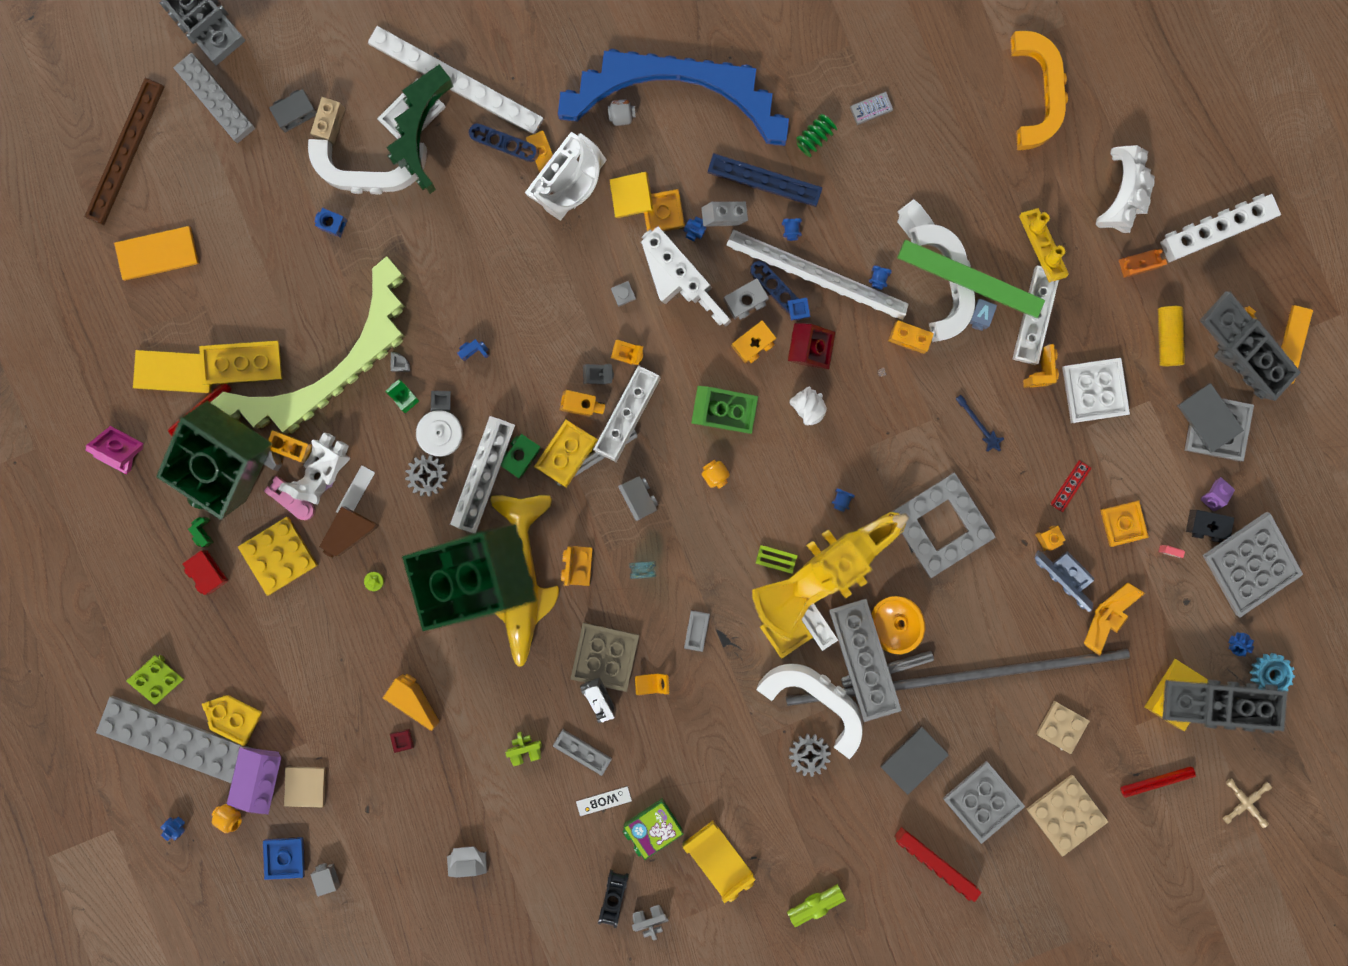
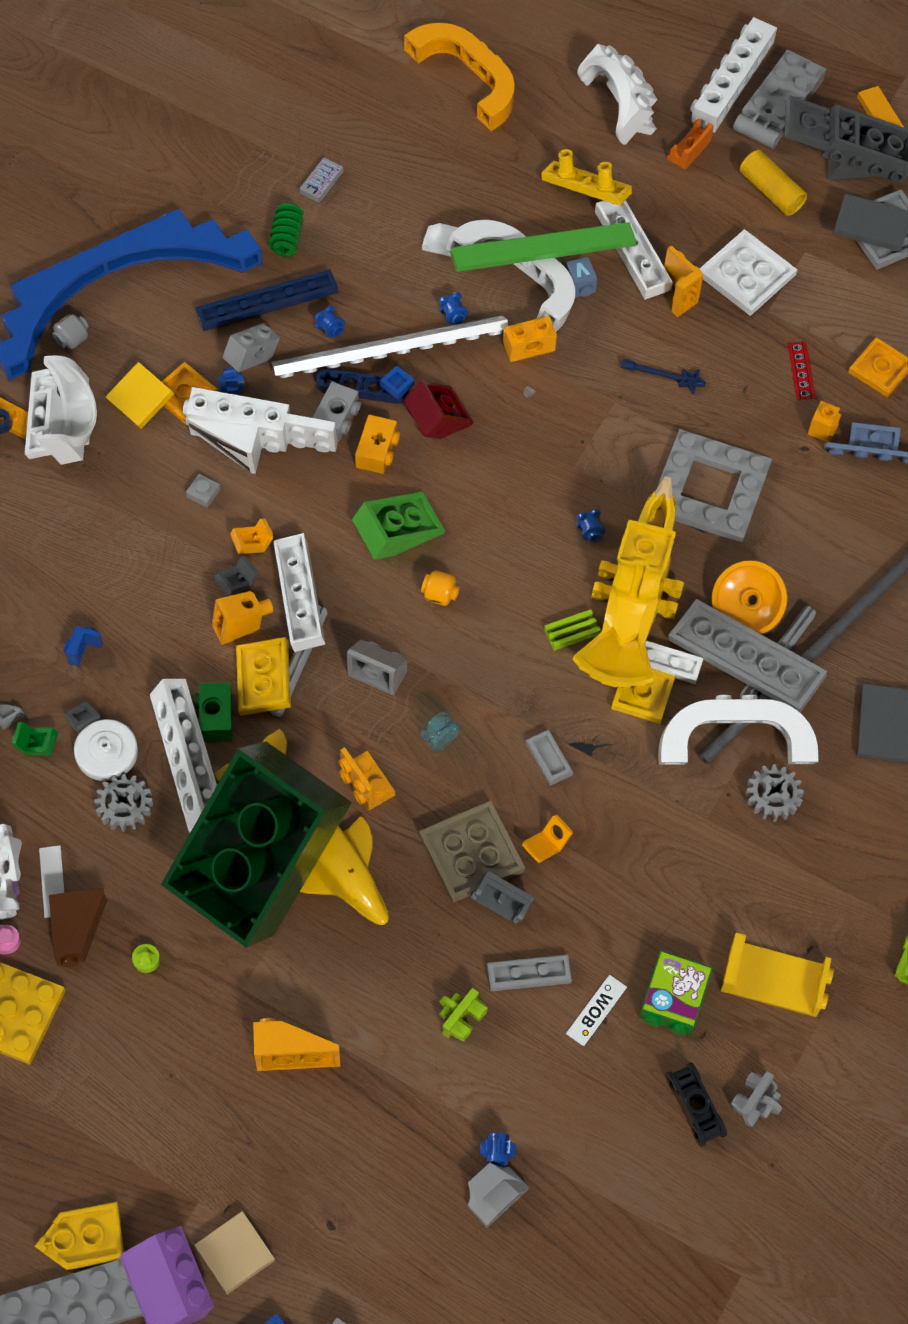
camera: 40 degrees left, 25 degrees down
(401, 740) = (311, 1112): dark red tile -> none
(484, 841) = (498, 1149): none -> blue gear
(809, 406) = (481, 462): white hair -> none
(1234, 271) = (765, 112): none -> light grey hinge

